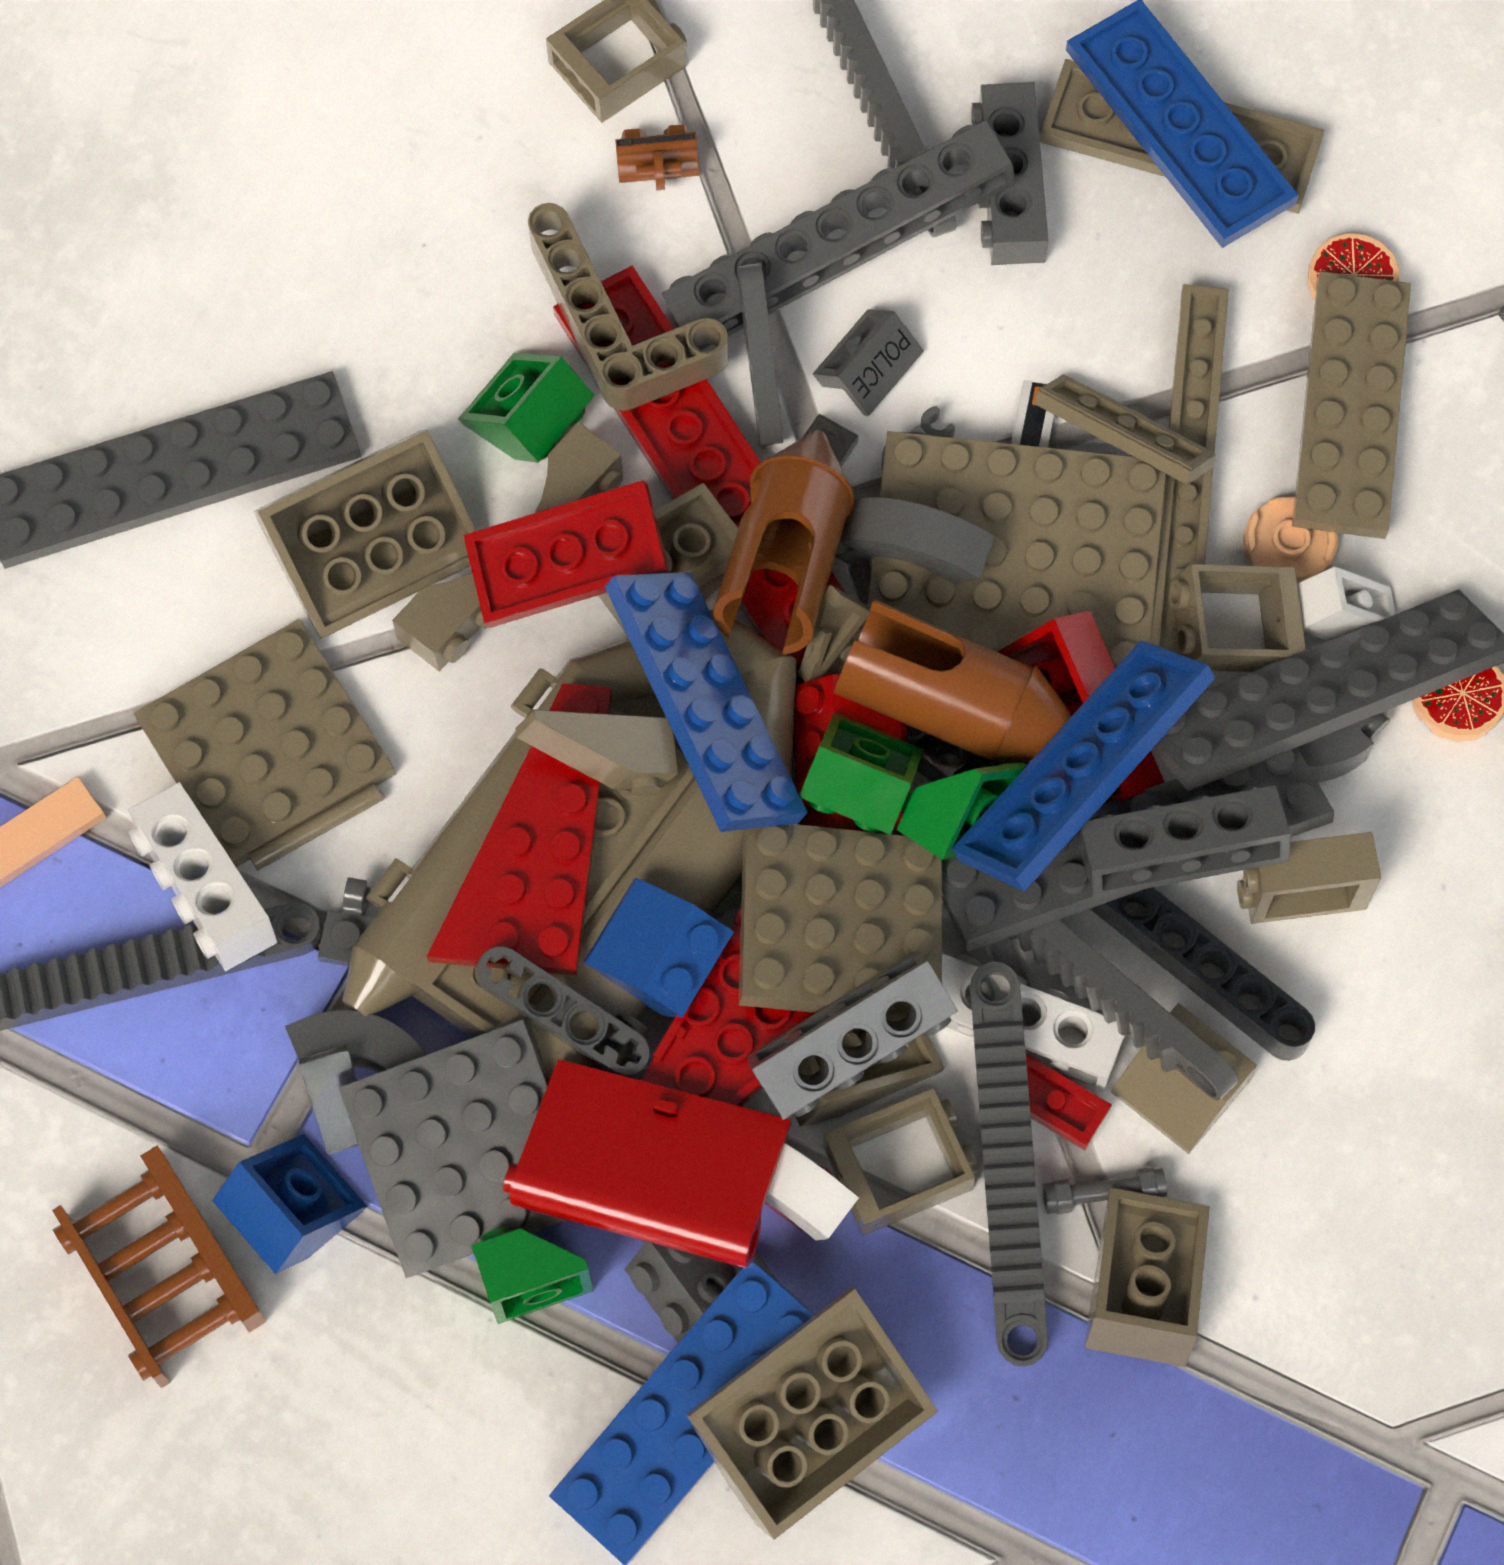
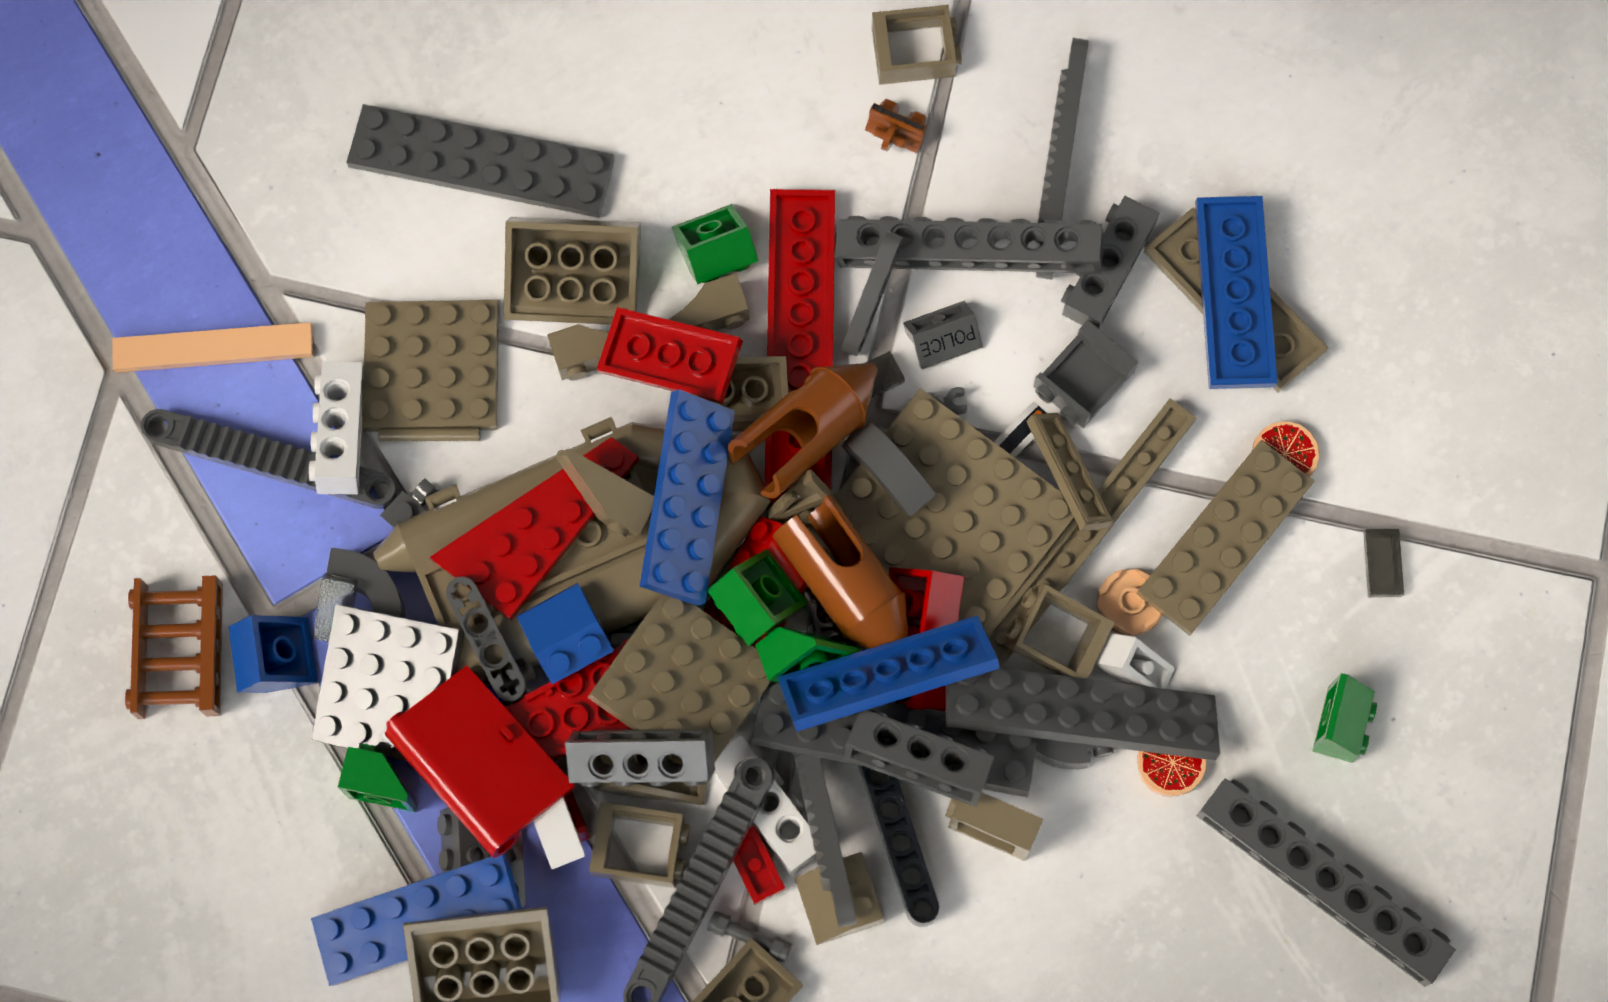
camera: 30 degrees right, 5 degrees up
(602, 323) = (788, 217): dark tan beam -> none
(1066, 313) = (1085, 375): none -> dark grey panel

